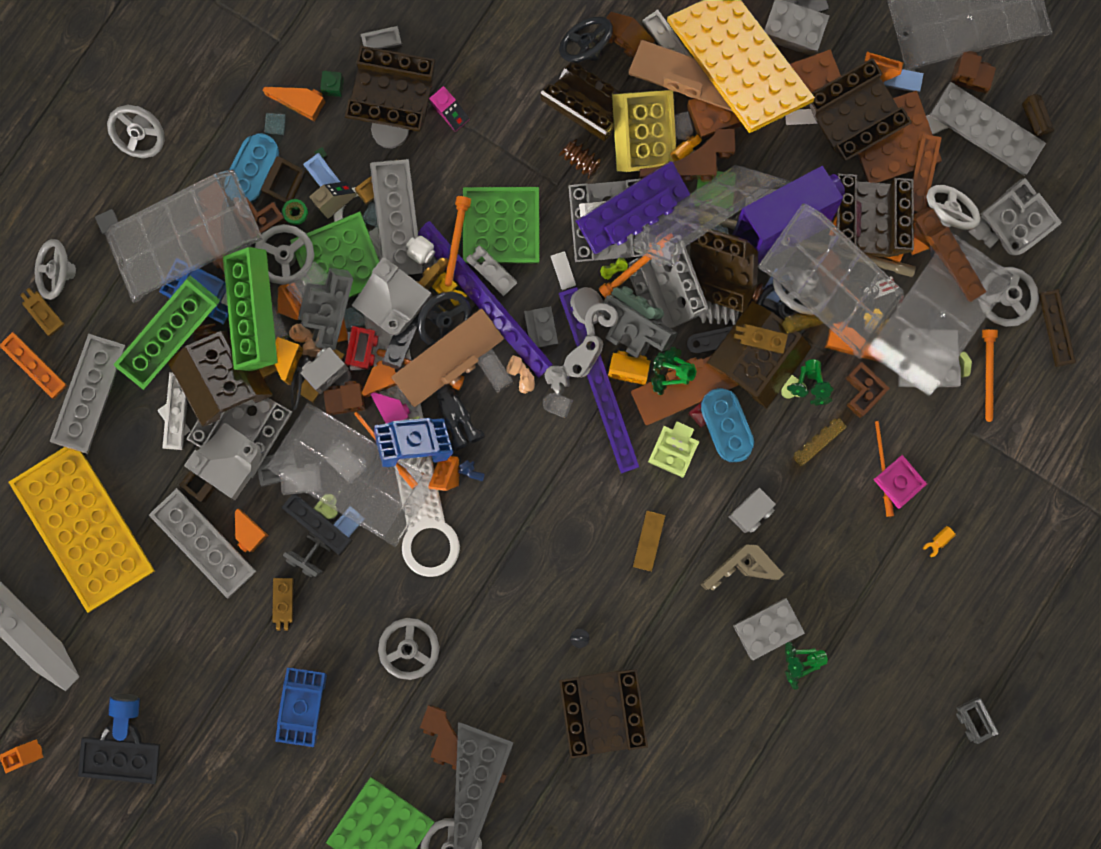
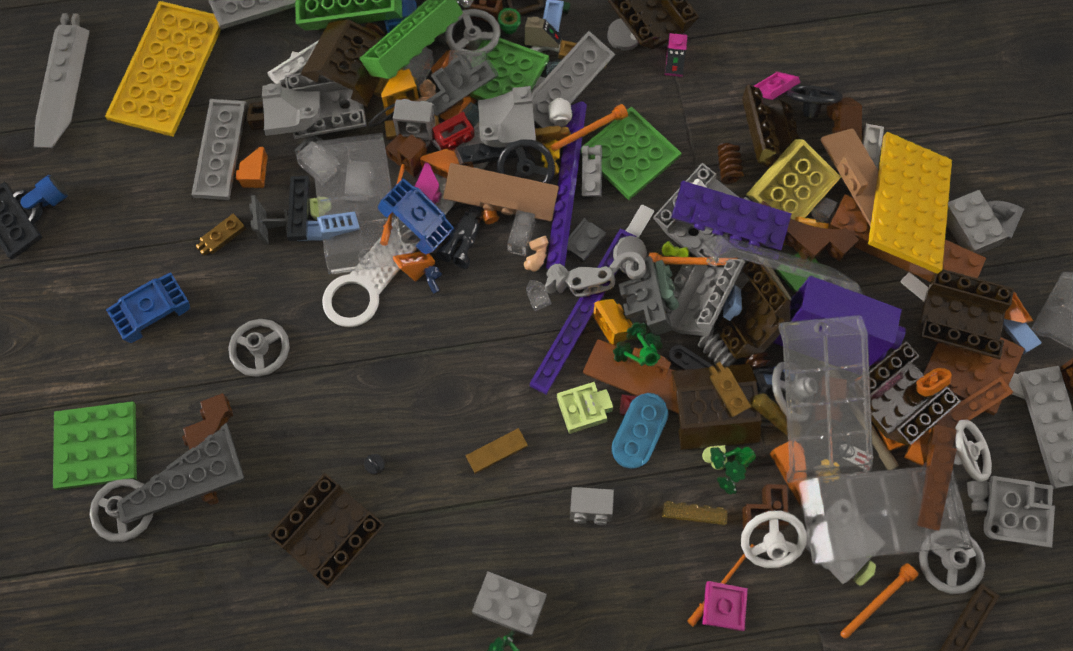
camera: 45 degrees right, 15 degrees down
(366, 524) = (330, 219): none -> light blue slope
(548, 59) = (777, 84): none -> dark pink tile
(702, 272) = (733, 304): none -> light blue plate
(759, 566) = (550, 549): dark tan bracket -> none
(883, 185) = (933, 381): none -> orange plate
(891, 408) = (774, 540): none -> white piece

